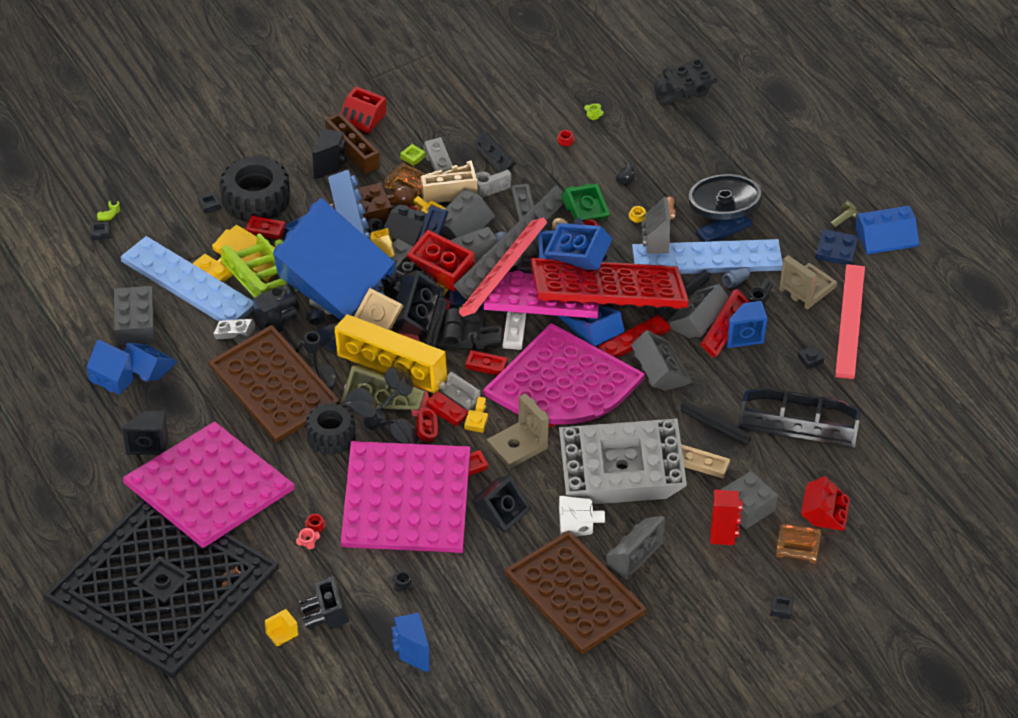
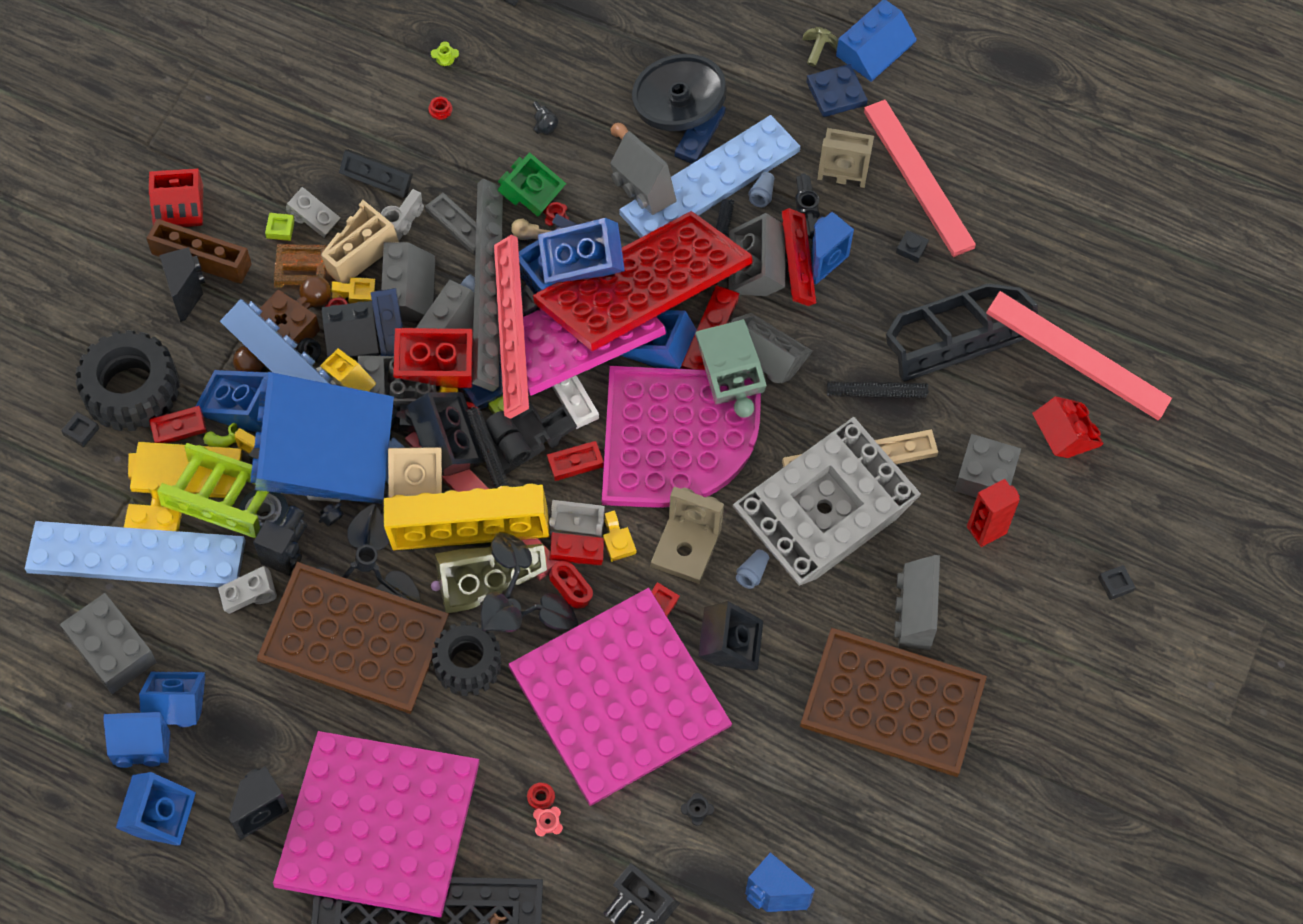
camera: 35 degrees left, 15 degrees up
(92, 410) = (155, 809): none -> blue slope
(547, 475) = (752, 570): none -> sand blue cone
(578, 516) = (825, 603): white torso -> none
(623, 355) = (728, 362): none -> sand green slope
(637, 214) = (596, 161): yellow plate -> none
(801, 538) = (1071, 484): clear orange plate -> none
(867, 468) = (1079, 355): none -> coral tile

